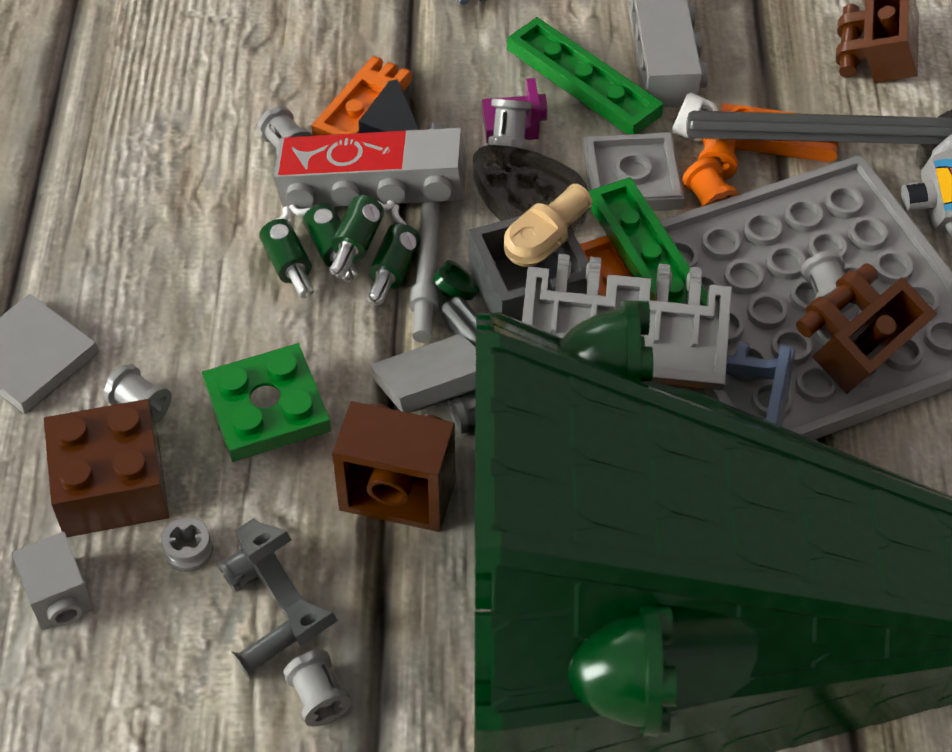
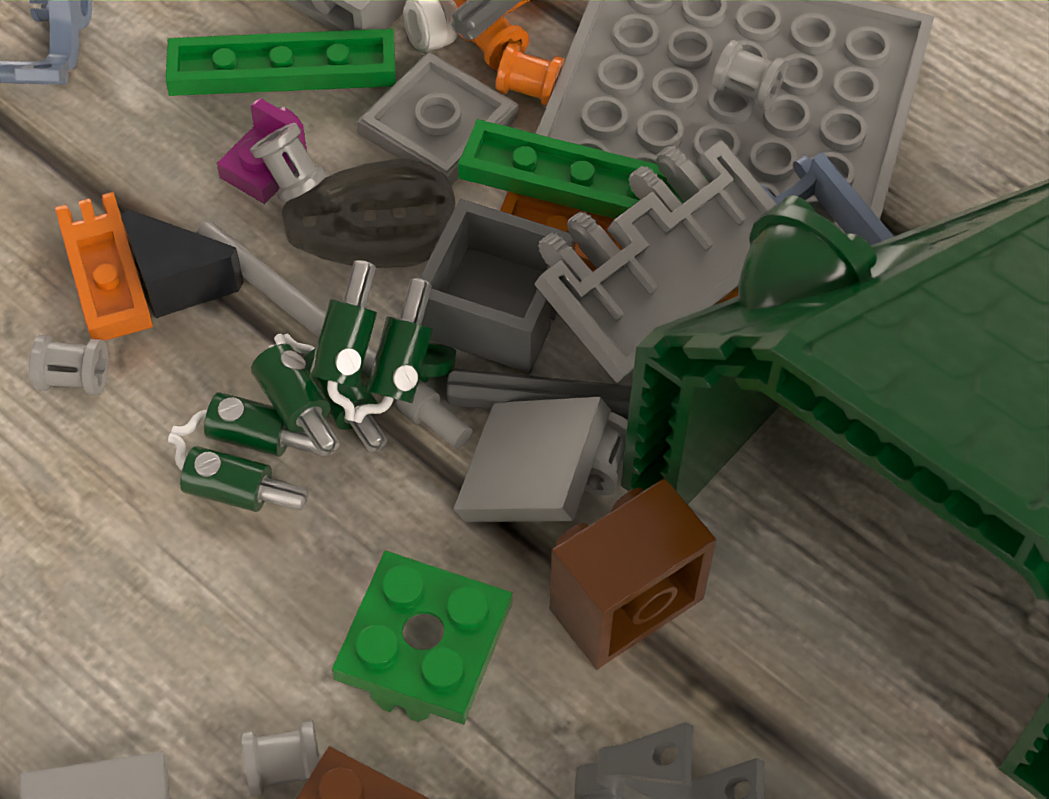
camera: 50 degrees left, 5 degrees up
(381, 165) = (214, 321): light grey brick -> none
(402, 219) = (347, 337): none -> dark green piece
(545, 227) = (486, 228): tan arm -> none
(872, 335) = (839, 86): reddish brown brick -> none

